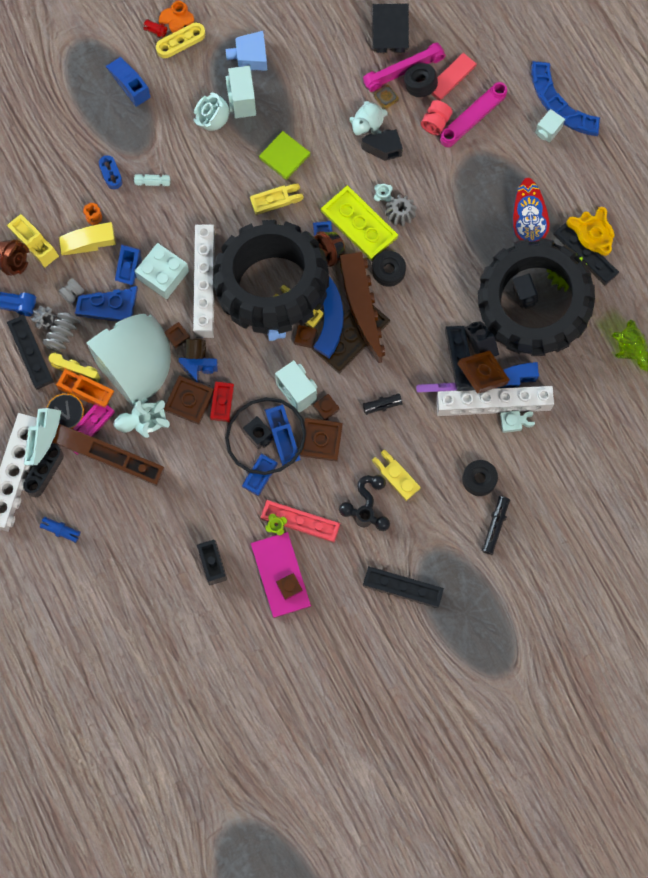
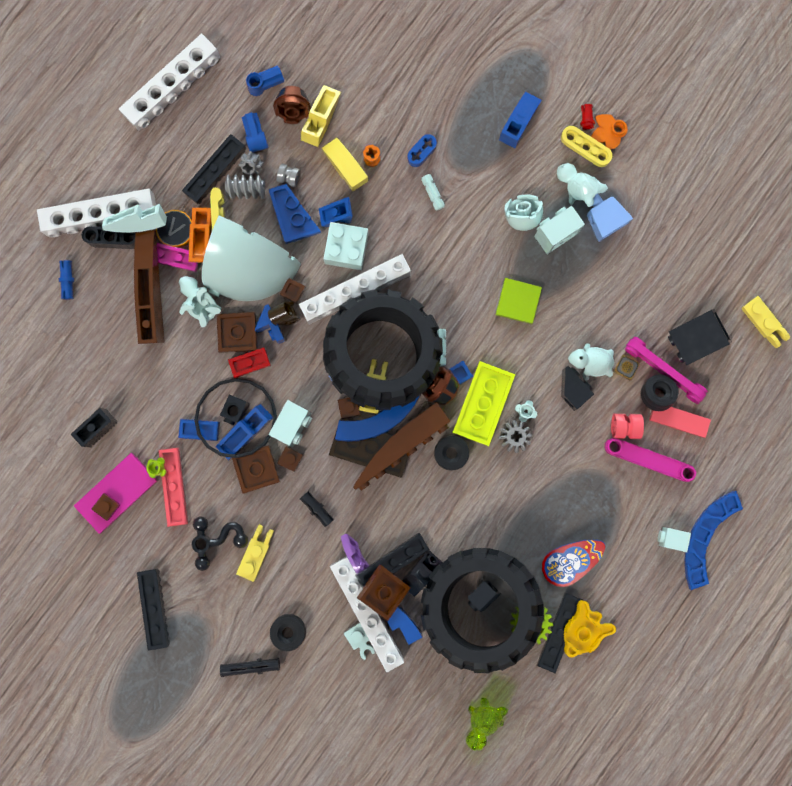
camera: 65 degrees right, 10 degrees up
(211, 59) = (580, 185): none -> light aqua animal
(275, 198) = (469, 313): light yellow hinge -> none

